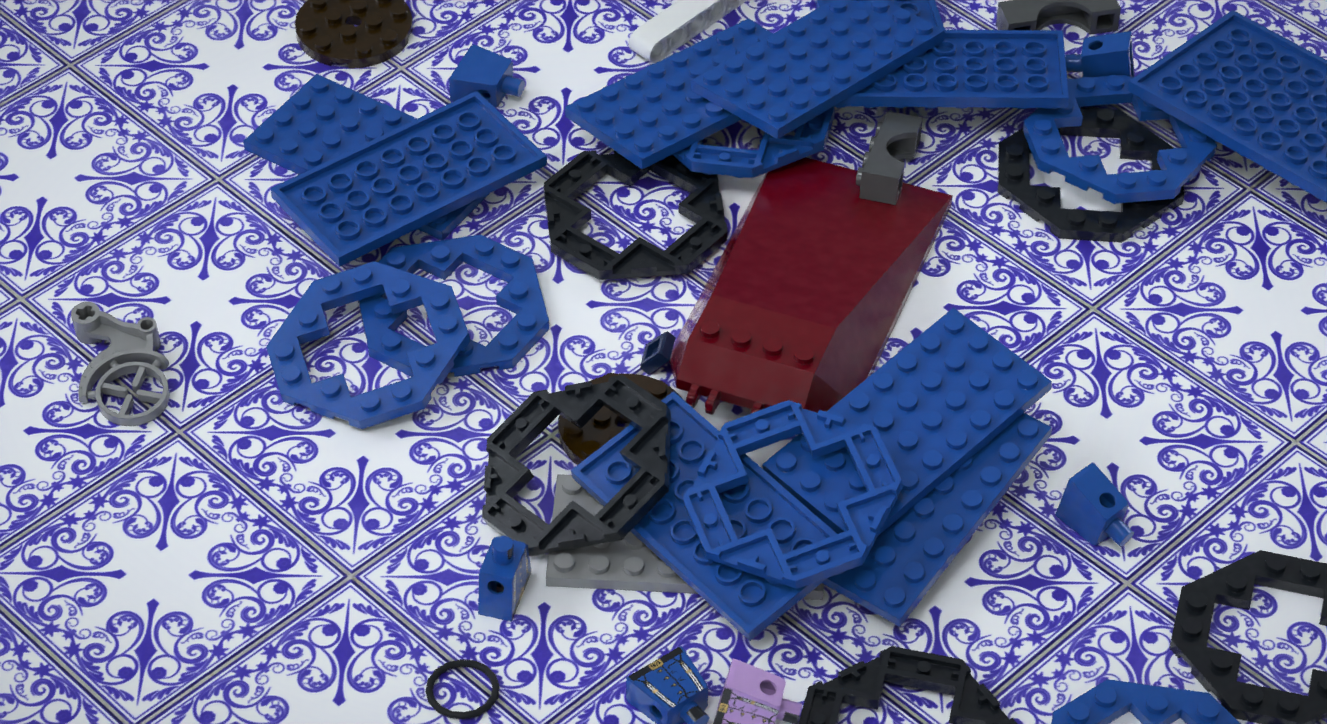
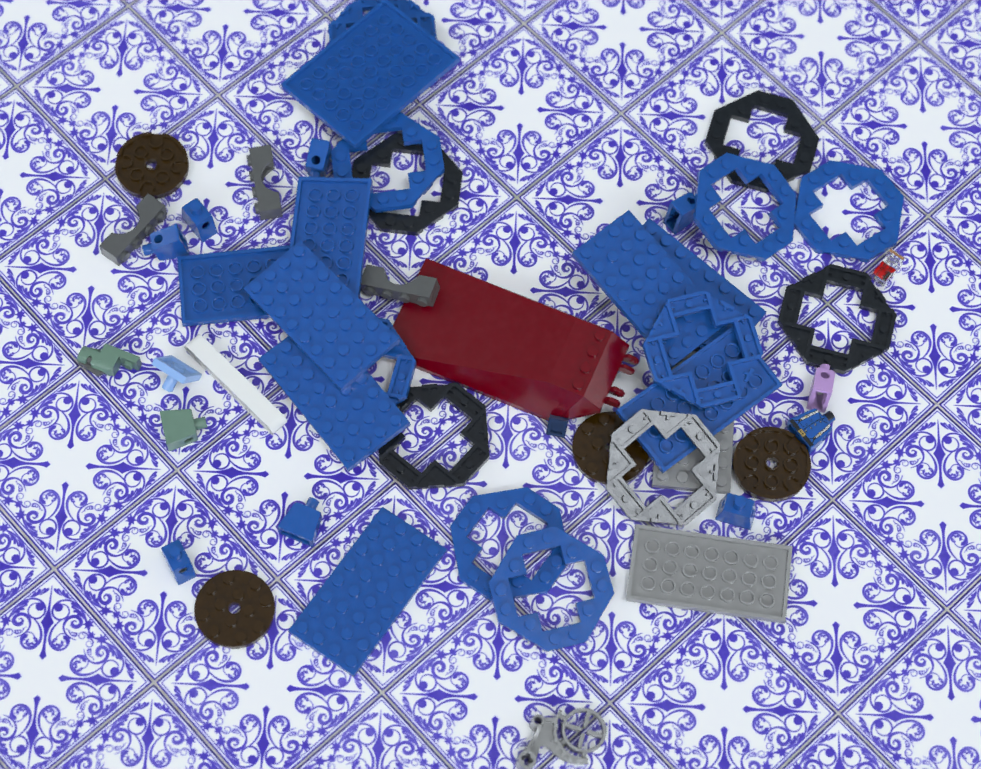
camera: 90 degrees left, 20 degrees up
(392, 551) = (709, 573): none -> light grey plate
(408, 178) = (407, 565): blue plate -> none
(462, 663) = (806, 521): black piece -> none
(565, 629) = (759, 479): none -> dark brown plate
(1116, 659) = (748, 170): none -> blue plate

